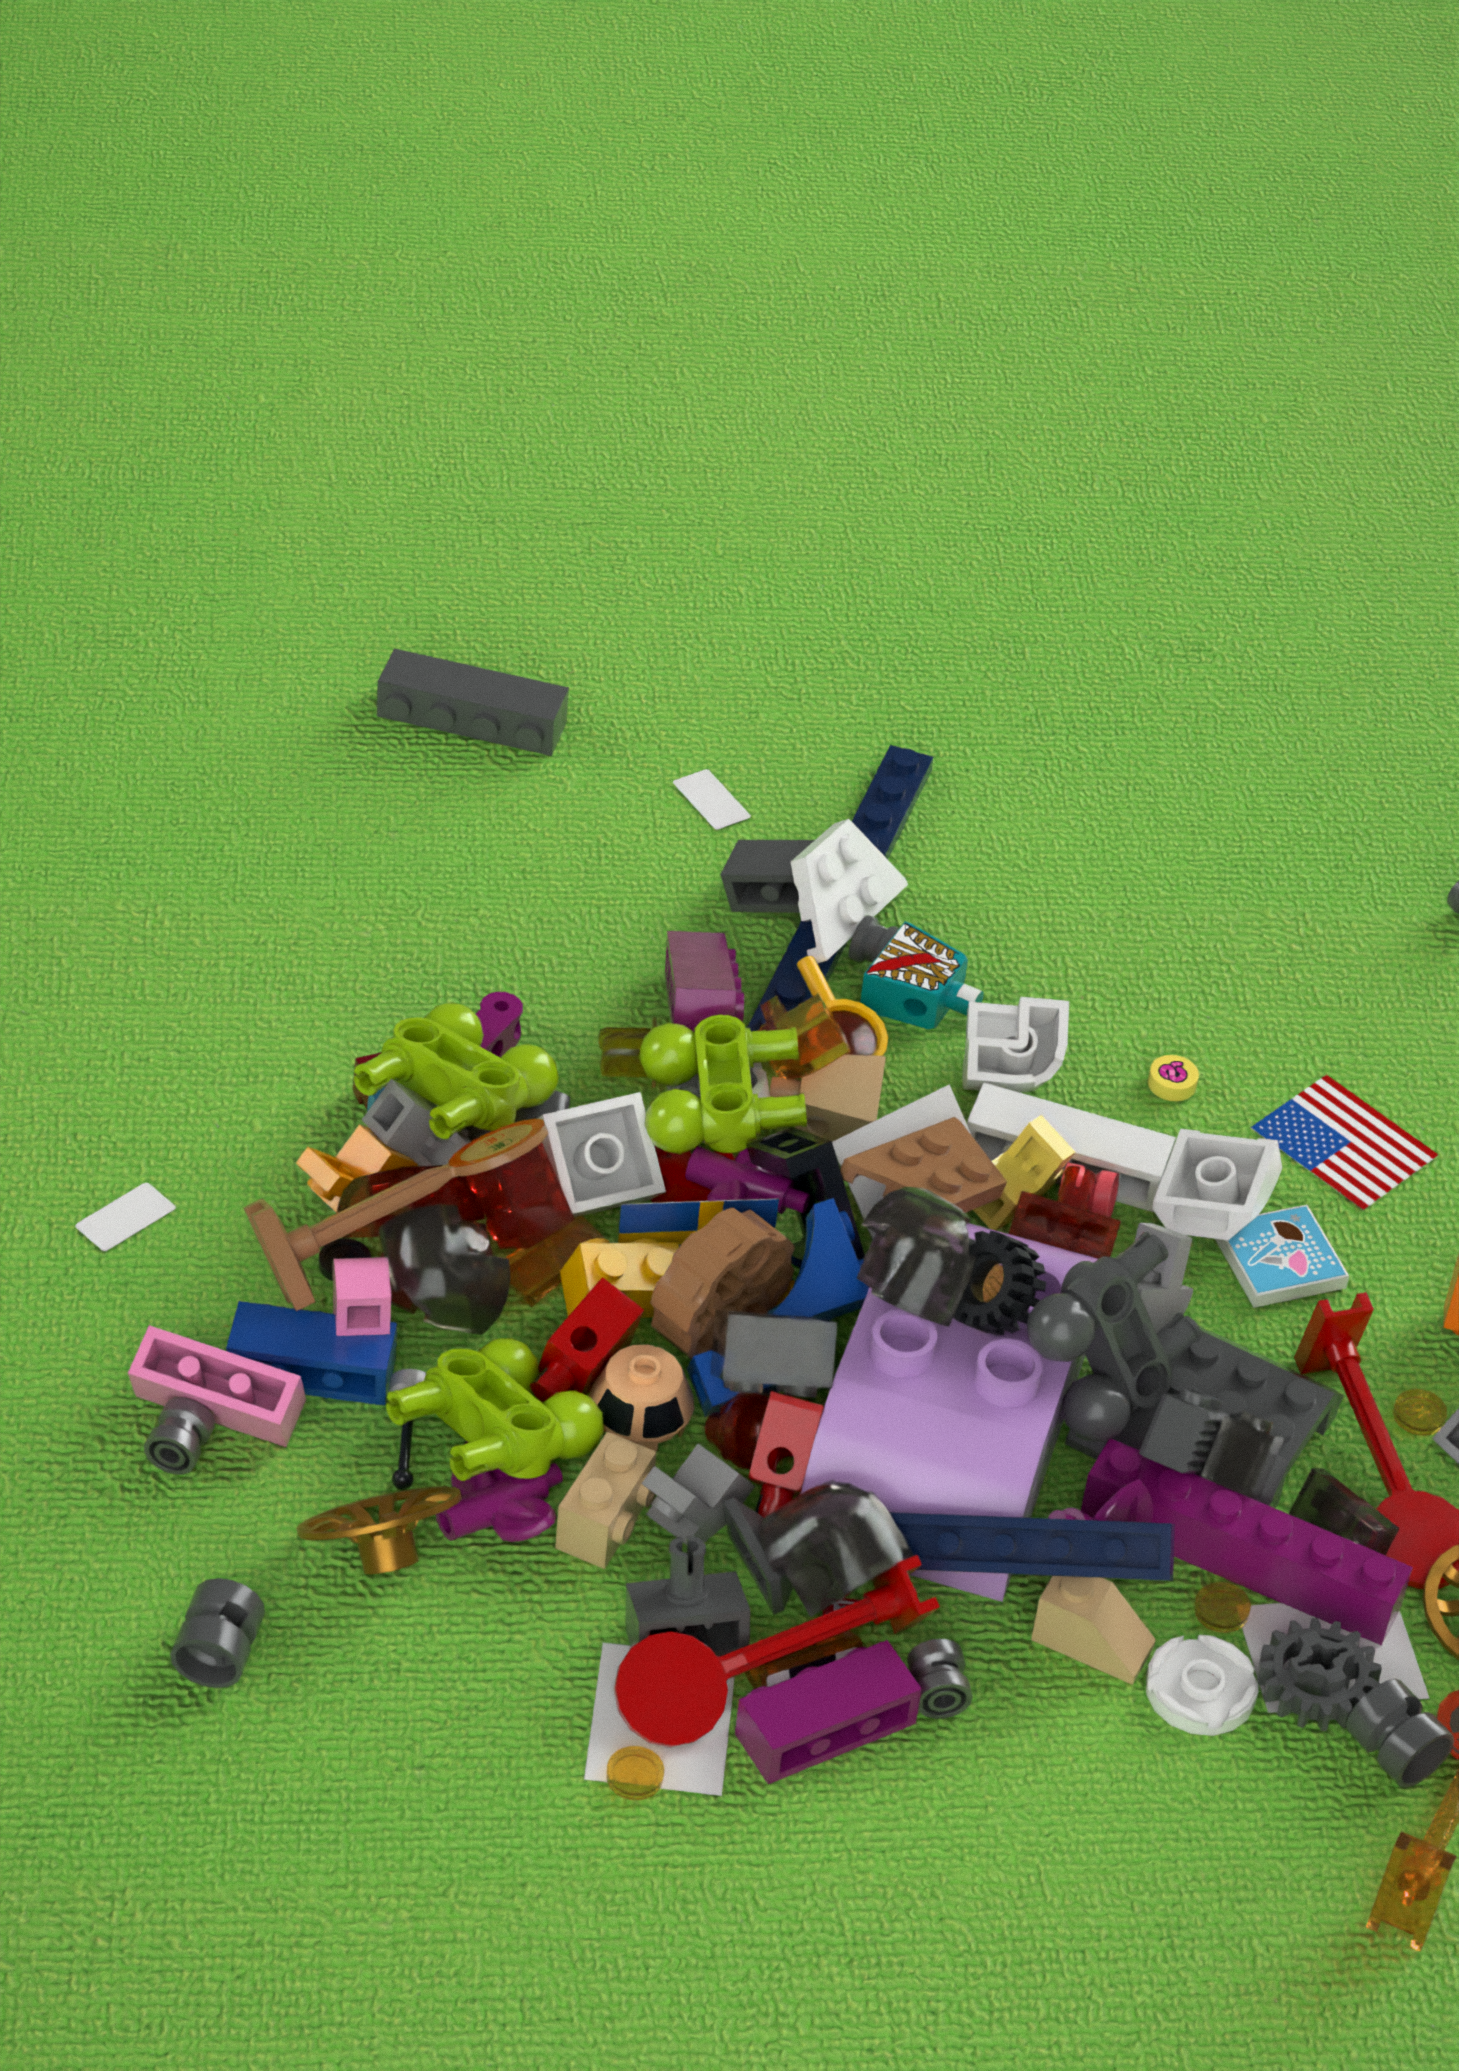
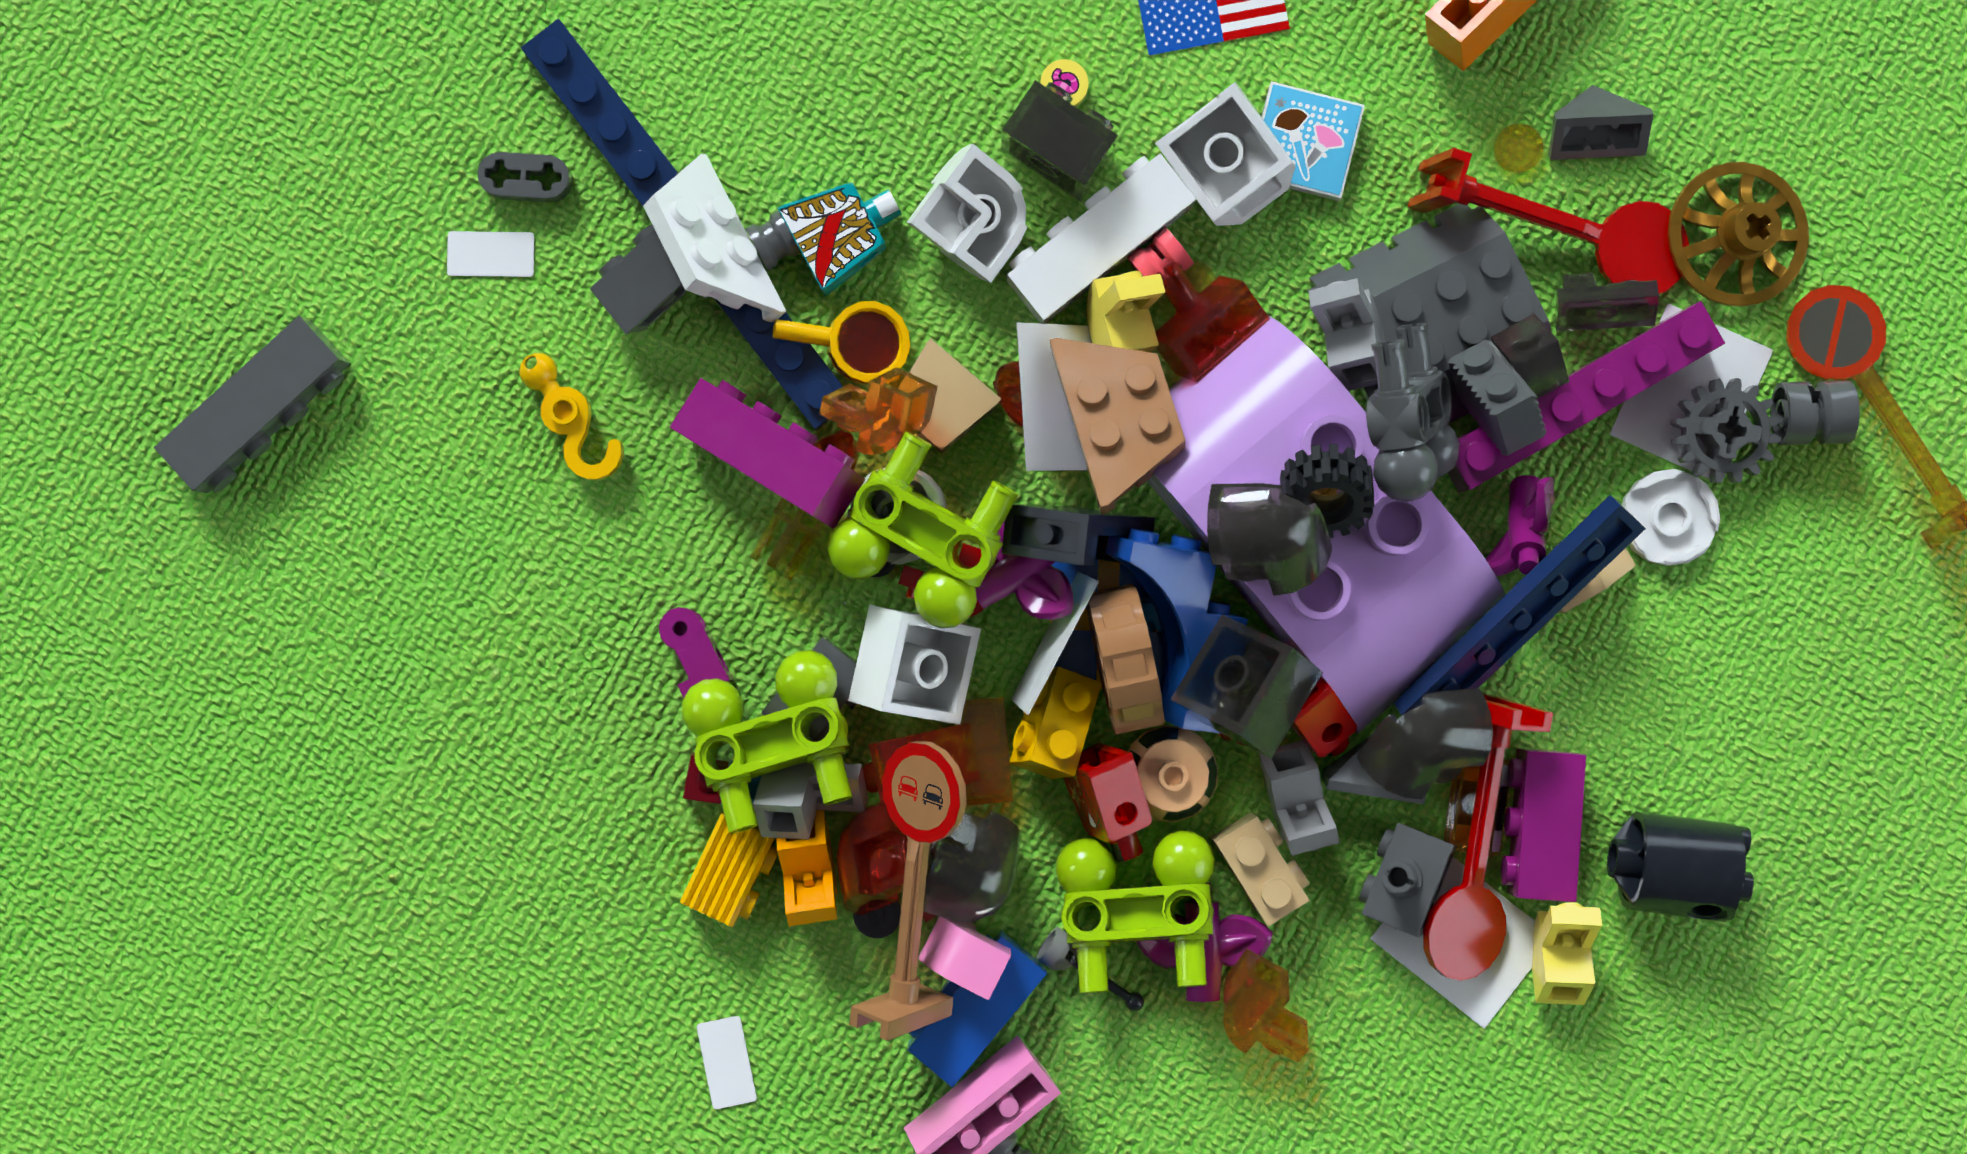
camera: 55 degrees left, 45 degrees up
(301, 1121) = (728, 873): none -> yellow brick
(390, 1542) = (1201, 1064): pearl gold wheel -> none
(466, 1542) = (1255, 1008): none -> clear orange brick
(621, 882) = (568, 414): none -> yellow piece
(635, 1773) = (1505, 992): clear yellow piece -> none
(716, 1785) = (1563, 953): none -> light yellow brick
(798, 786) = (525, 188): none -> dark grey beam
(878, 1823) = (1681, 866): none -> black cylinder
(938, 1671) = (1570, 722): flat silver wheel -> none
(1125, 1061) = (1059, 139): none -> clear smoke brick
(1222, 1607) = (1609, 448): clear yellow piece -> none

